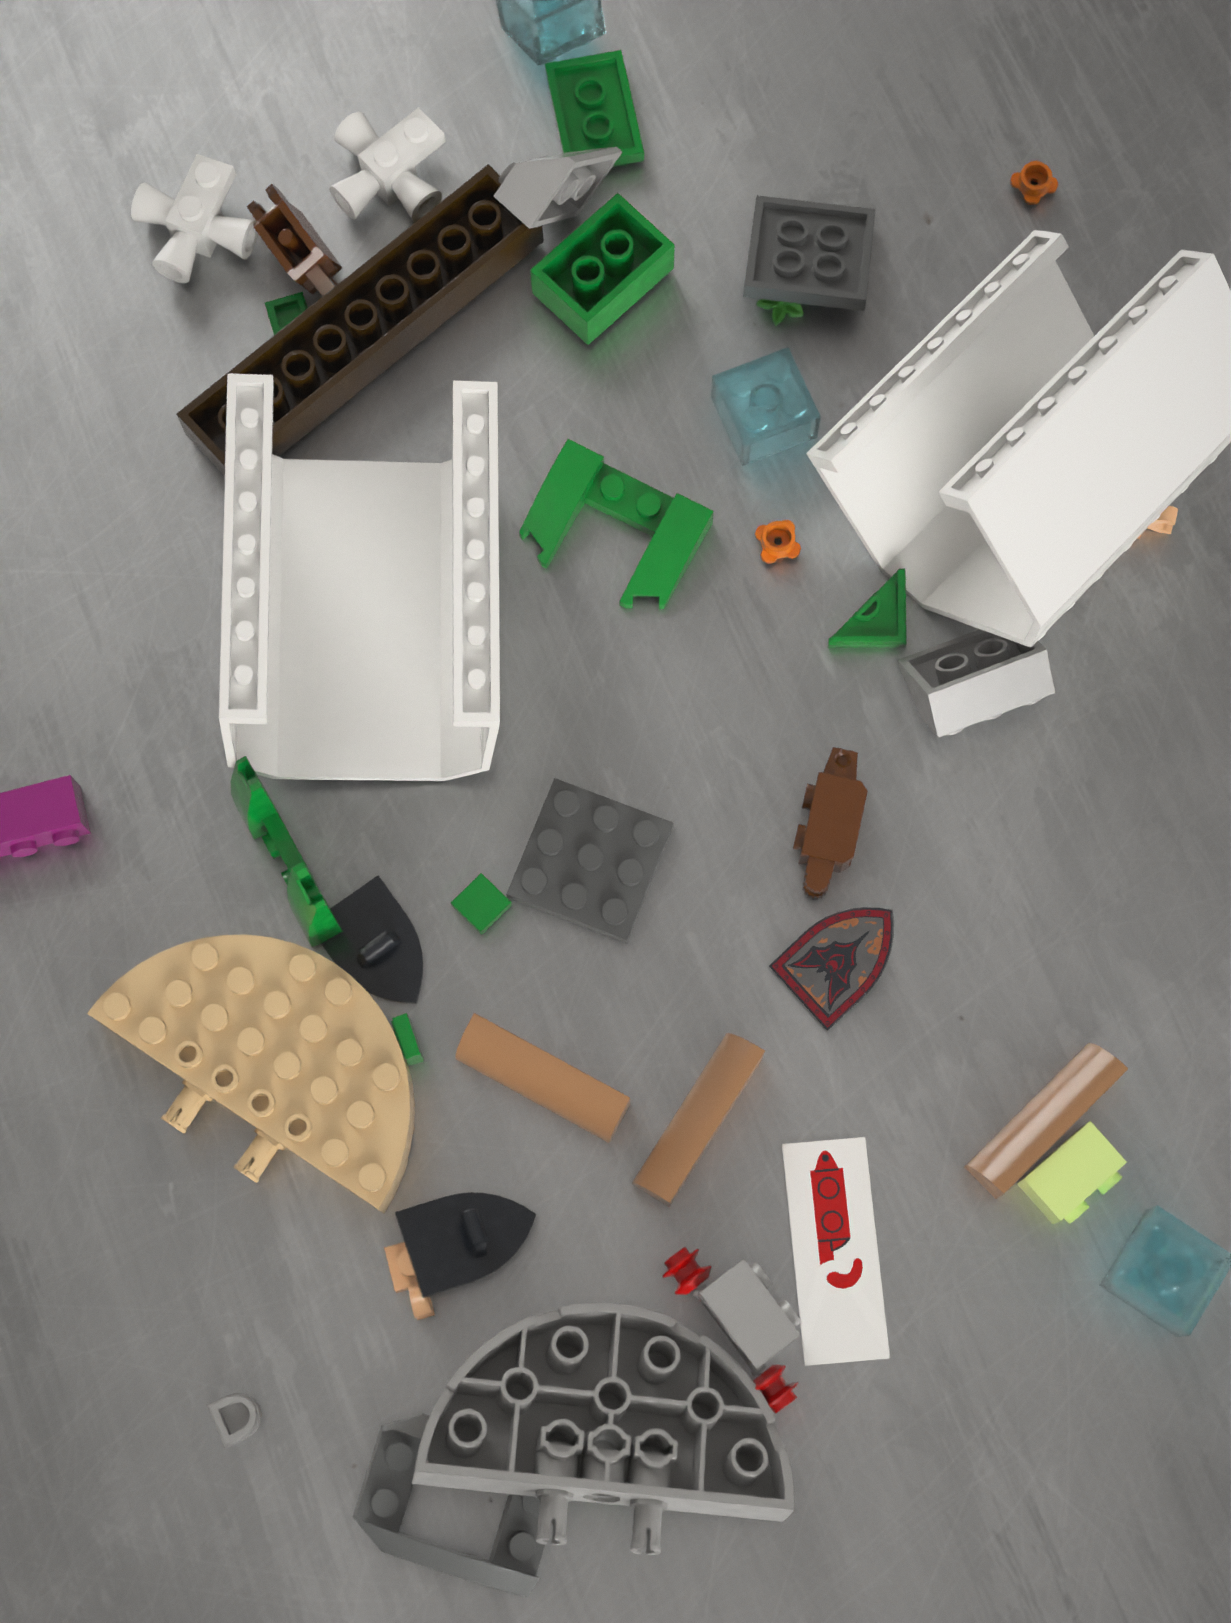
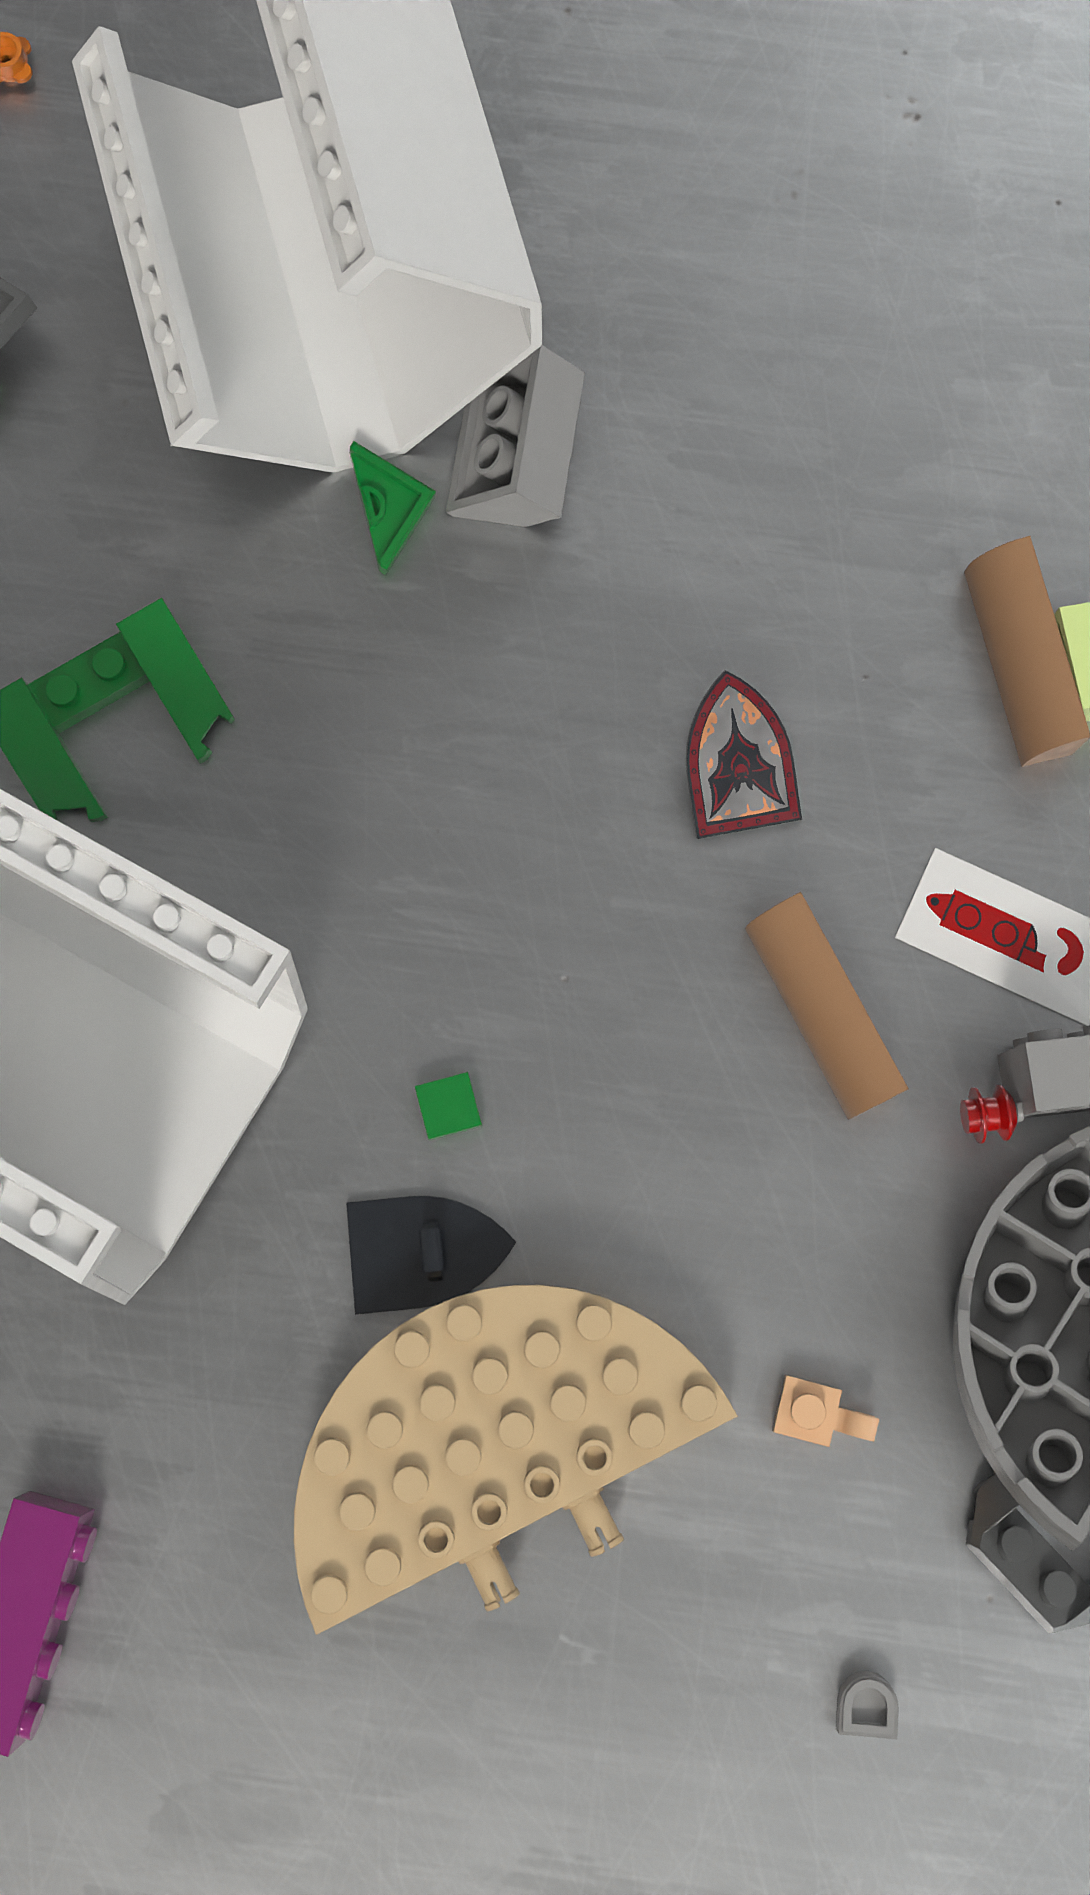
camera: 60 degrees left, 5 degrees up
(263, 819) = (201, 1296): green wedge -> none
(407, 1039) = (556, 1275): green tile -> none
(462, 1238) = (812, 1339): black shield -> none
(542, 1078) = (686, 1149): medium nougat brick -> none
(590, 860) = (470, 959): dark grey plate -> none
(765, 406) = (76, 475): clear light blue brick -> none
(780, 530) = (232, 540): orange plate -> none
(832, 823) = (585, 680): reddish brown hinge -> none

